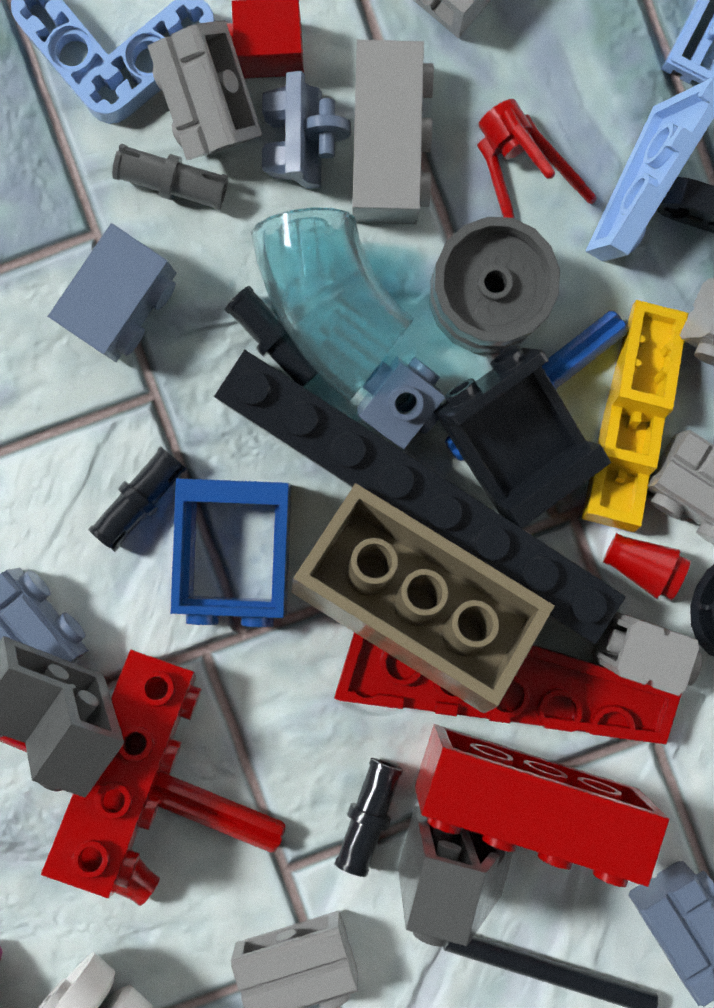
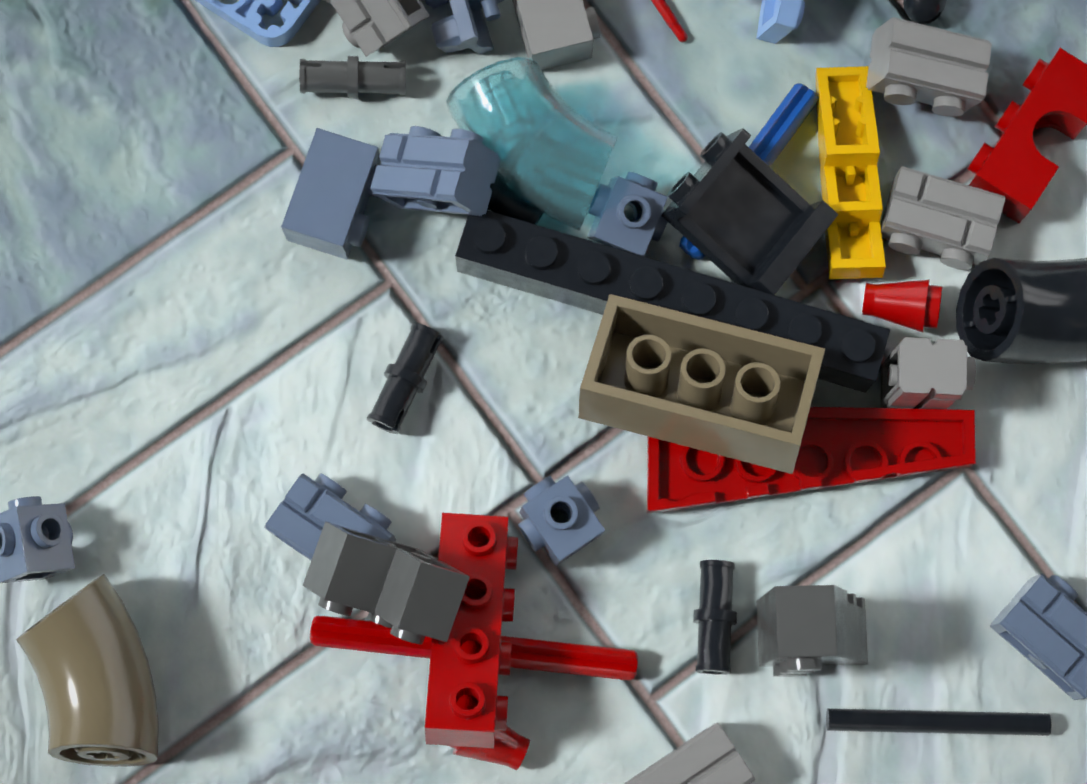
camera: 20 degrees left, 10 degrees down
(205, 609) = (499, 345): blue window -> none
(217, 304) = (436, 171): none -> sand blue brick
(242, 704) = (560, 539): none -> sand blue brick
(512, 260) = (680, 89): dark grey wheel -> none
(539, 807) = (871, 545): red brick -> none

